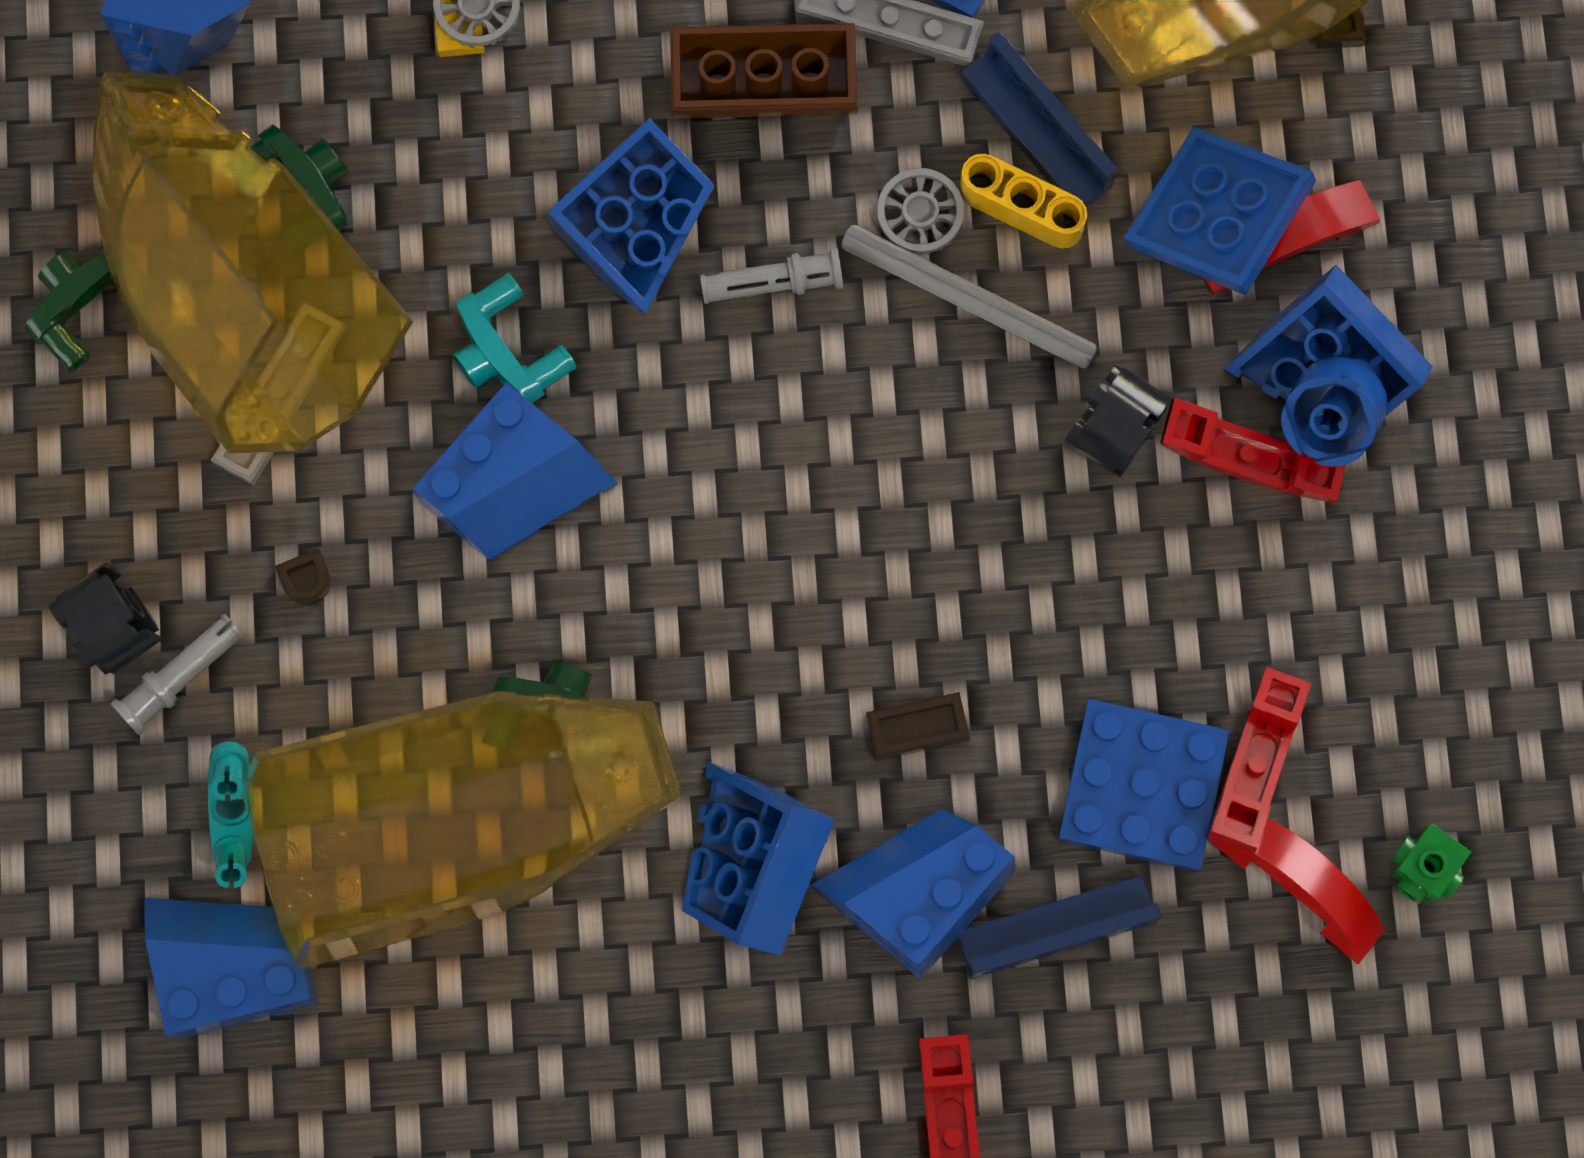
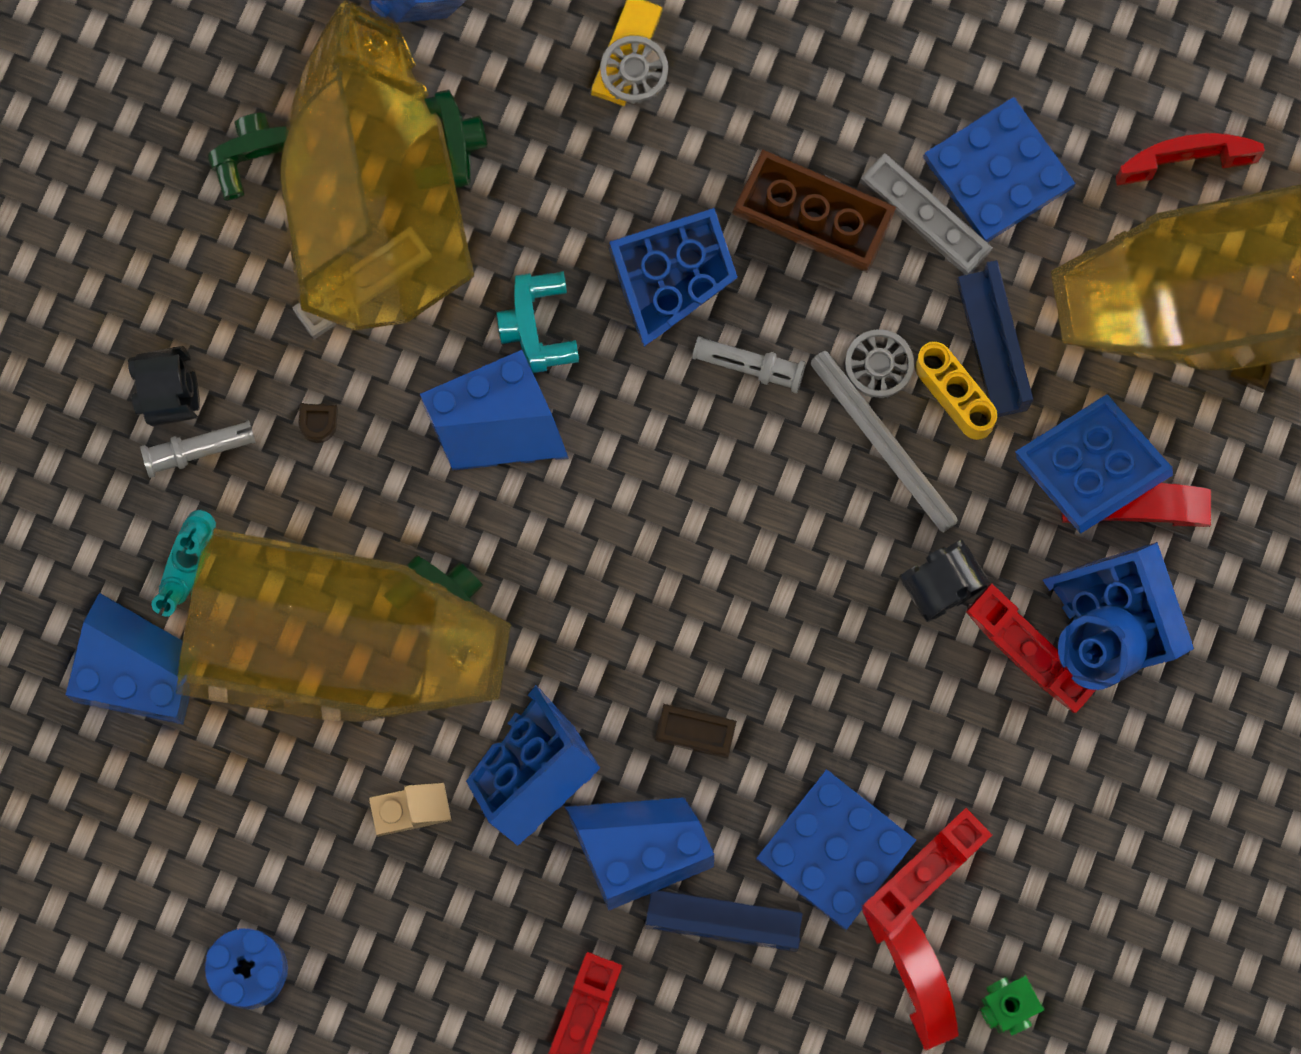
camera: 25 degrees right, 0 degrees up
(633, 973) = (410, 808): none -> tan slope

